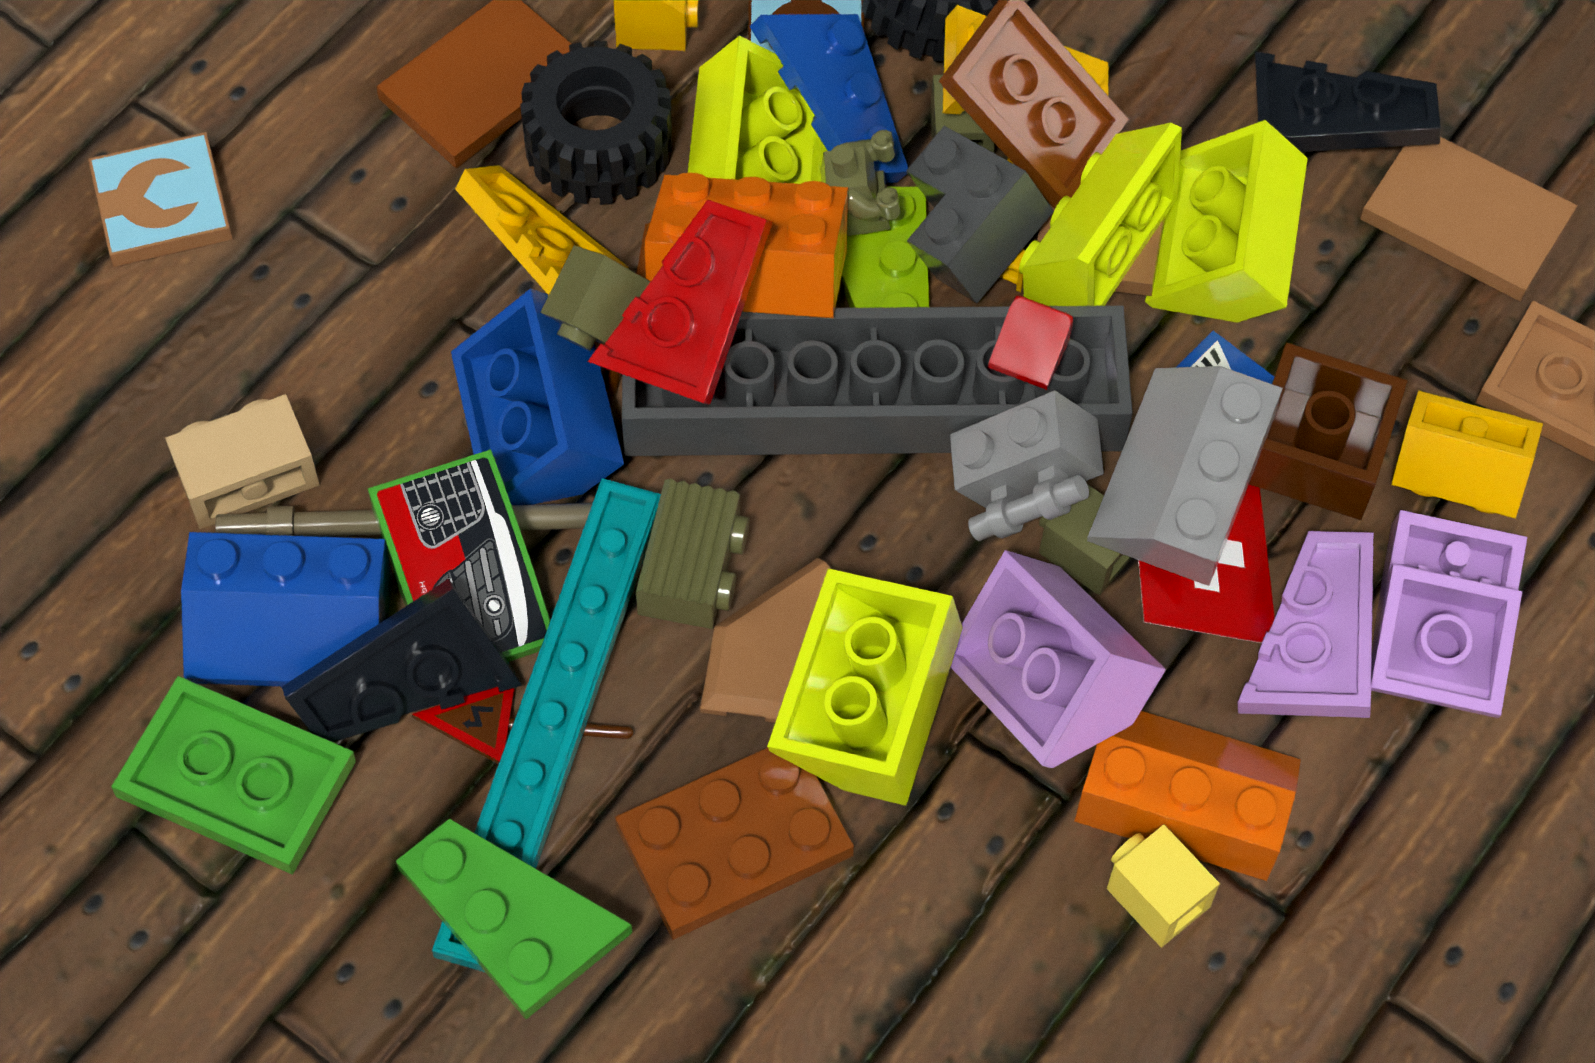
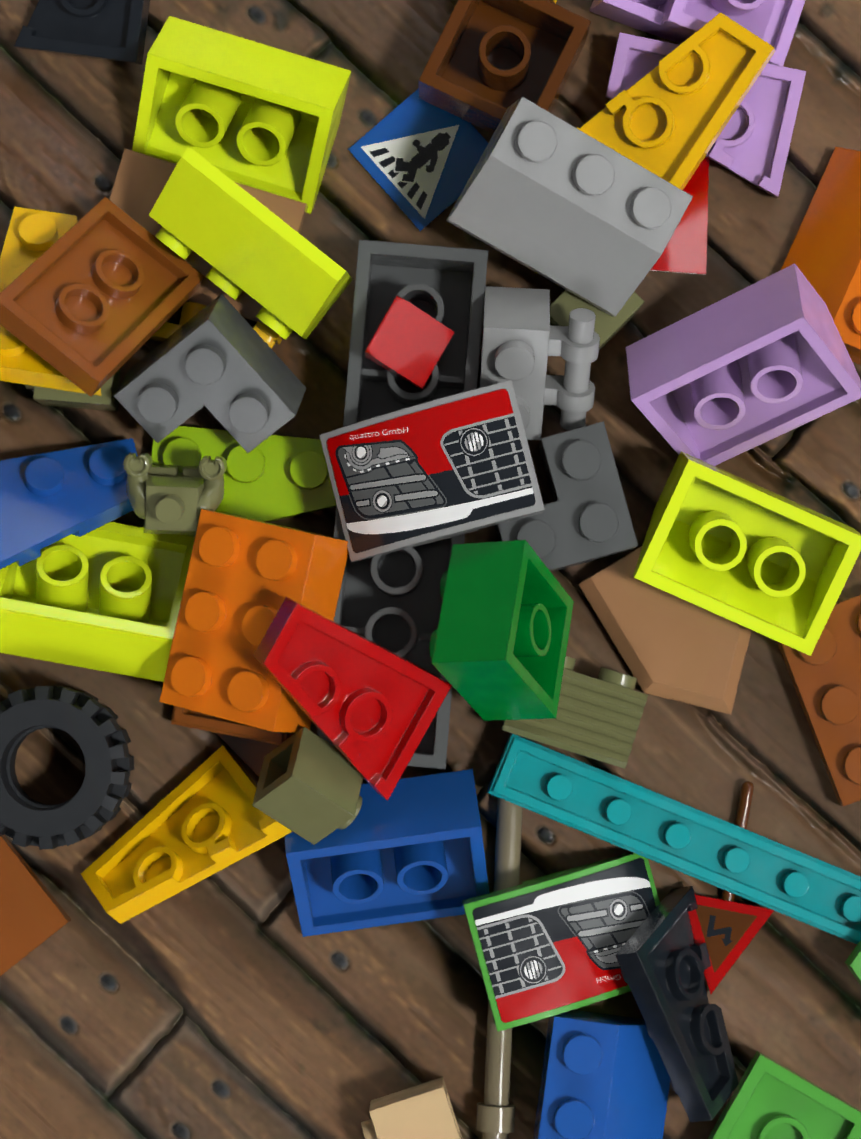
camera: 85 degrees left, 25 degrees up
(761, 443) = (502, 630): none -> green brick
(888, 539) = (588, 503): none -> dark grey brick
(911, 373) = (432, 471): none -> slope
(1296, 581) = (684, 102): none -> yellow wing

